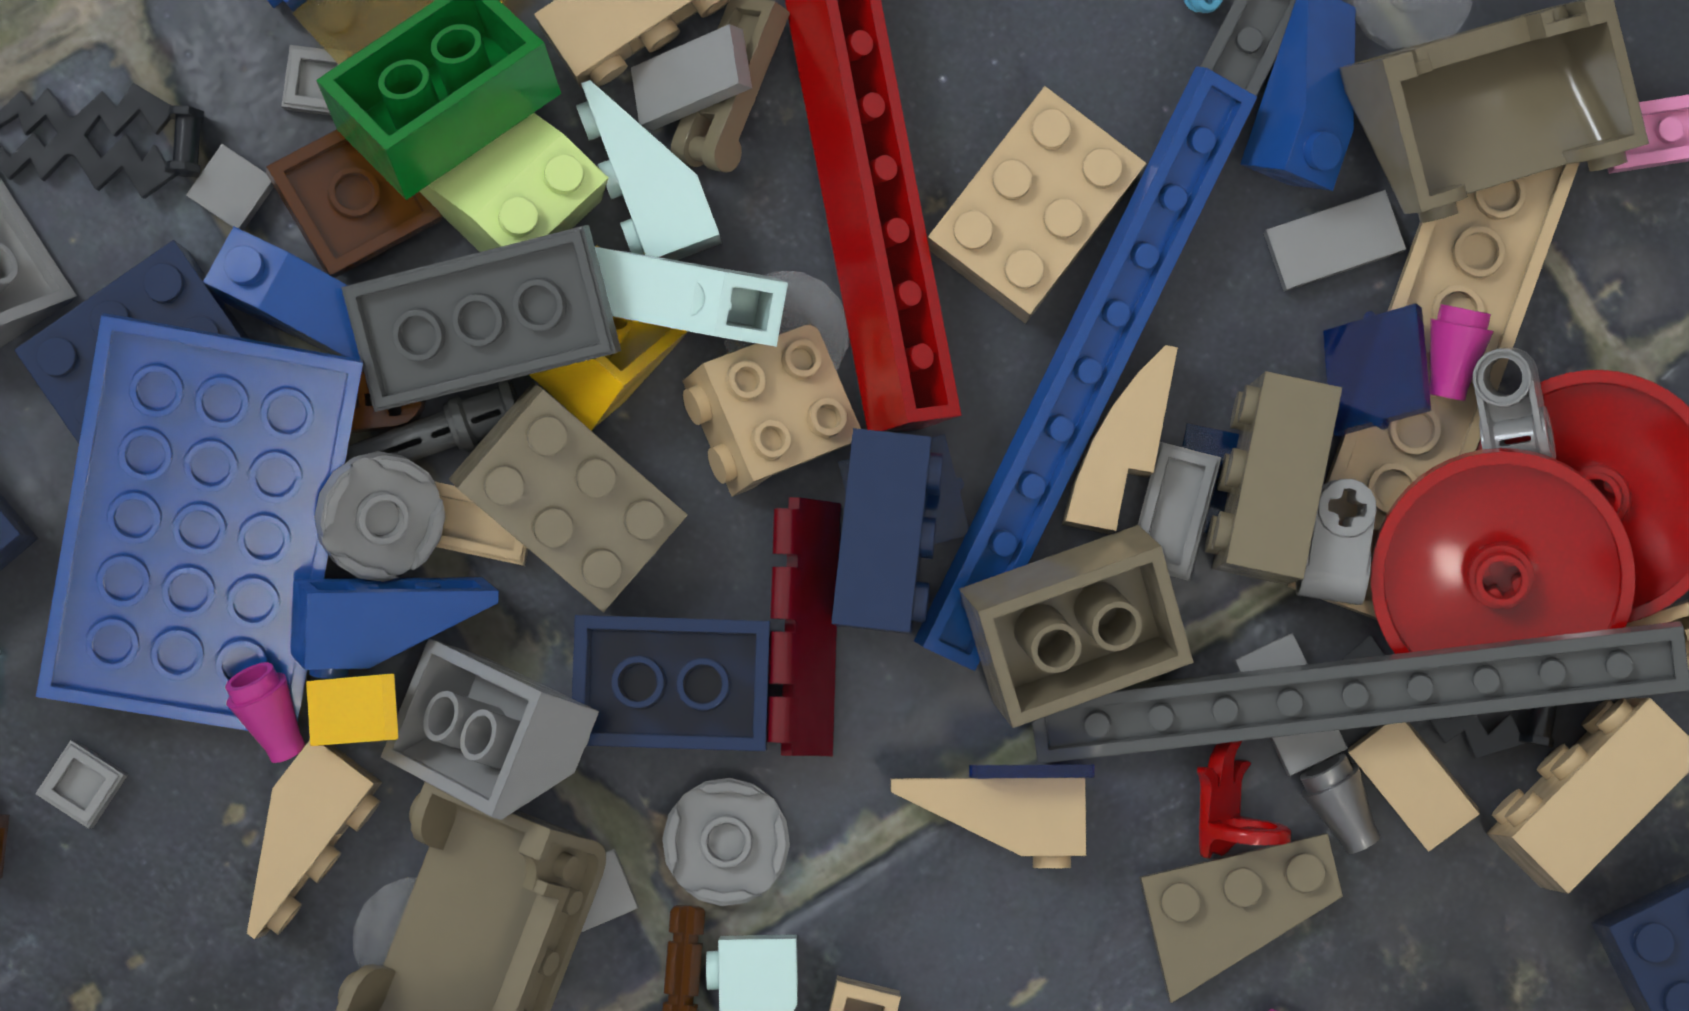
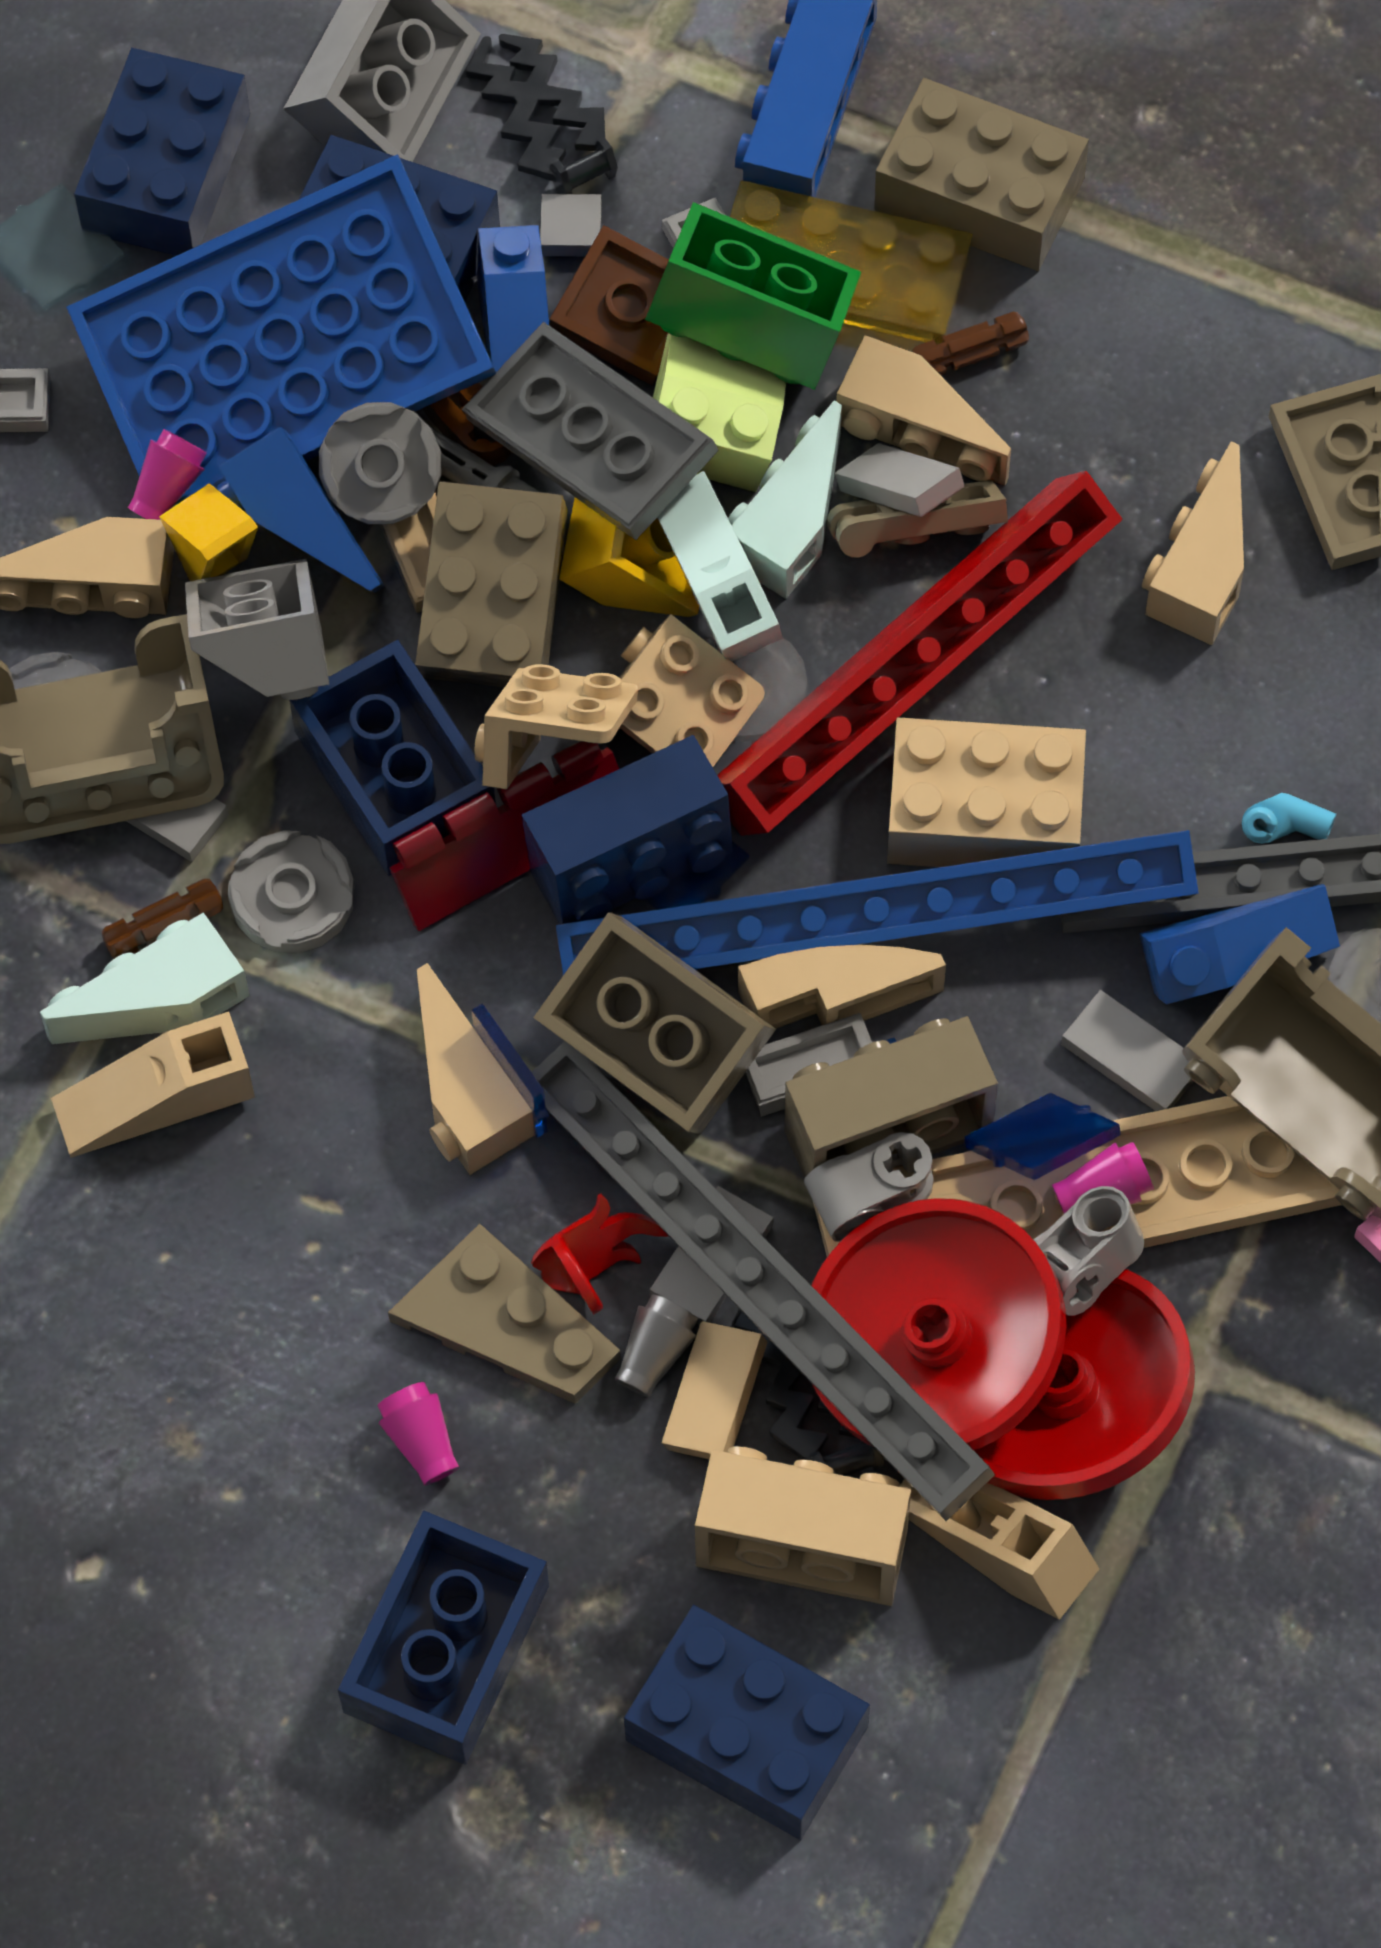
camera: 60 degrees right, 20 degrees down
(747, 531) = (548, 704): none -> tan bracket

